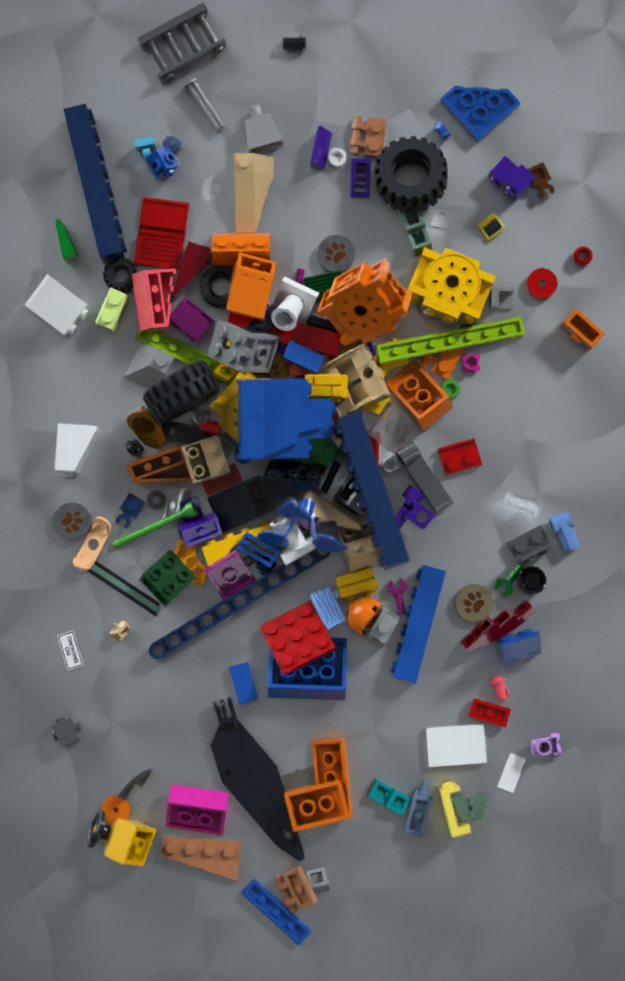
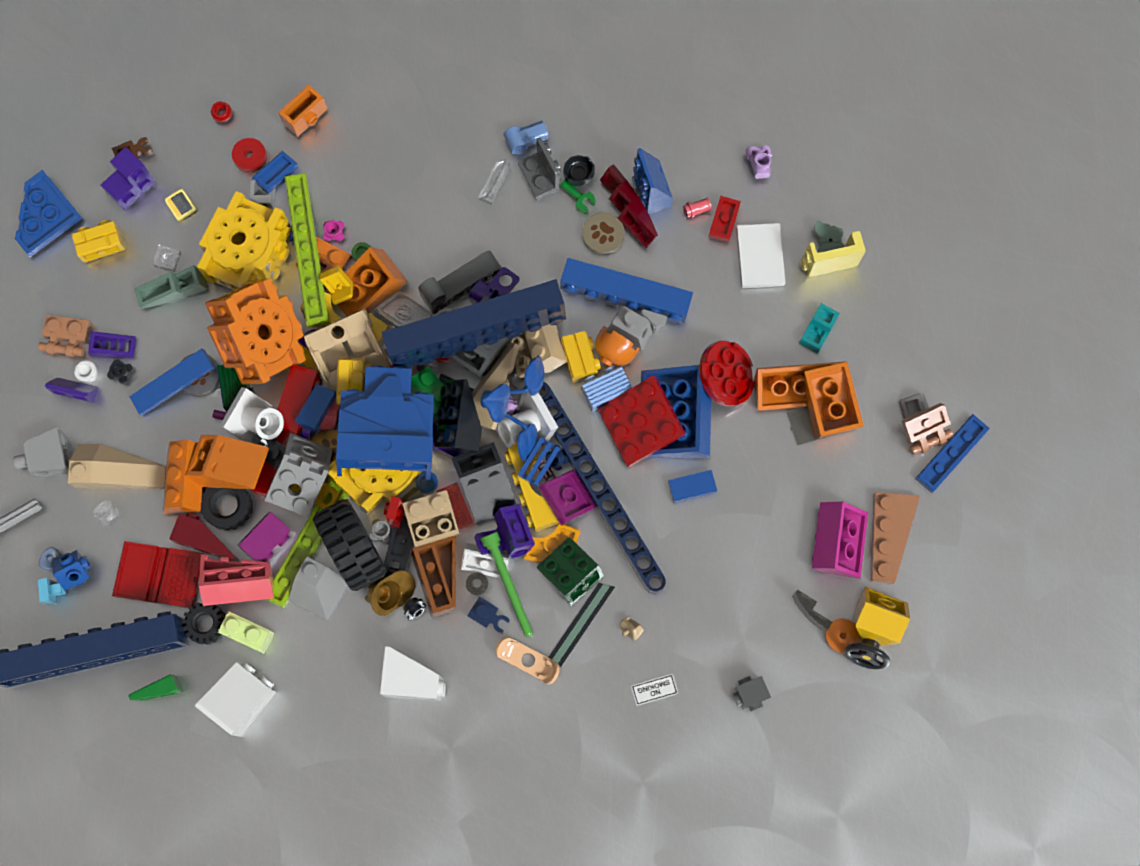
camera: 85 degrees left, 10 degrees down
(72, 521) = (499, 685): flat silver tile -> none
(253, 779) = (803, 475): black wing -> none
(321, 323) = (278, 387): black axle -> none
(327, 232) = (172, 382): none -> blue tile
(338, 191) = (115, 367): none -> black plate
(341, 712) = (726, 373): none -> red tile
(390, 647) = (656, 320): none -> light grey slope
(398, 595) = (592, 313): magenta bar -> none
(407, 152) = (91, 270): black tyre -> none
(415, 370) = (338, 284): none -> yellow bracket
(419, 810) = (833, 294): sand blue hinge -> none
(442, 131) = (65, 254): blue tile -> none
(457, 161) = (98, 241): none -> yellow brick
(459, 456) = (439, 245): red plate -> none
(511, 773) = (789, 200): white sticker -> none
(525, 307) = (275, 172): none -> blue tile

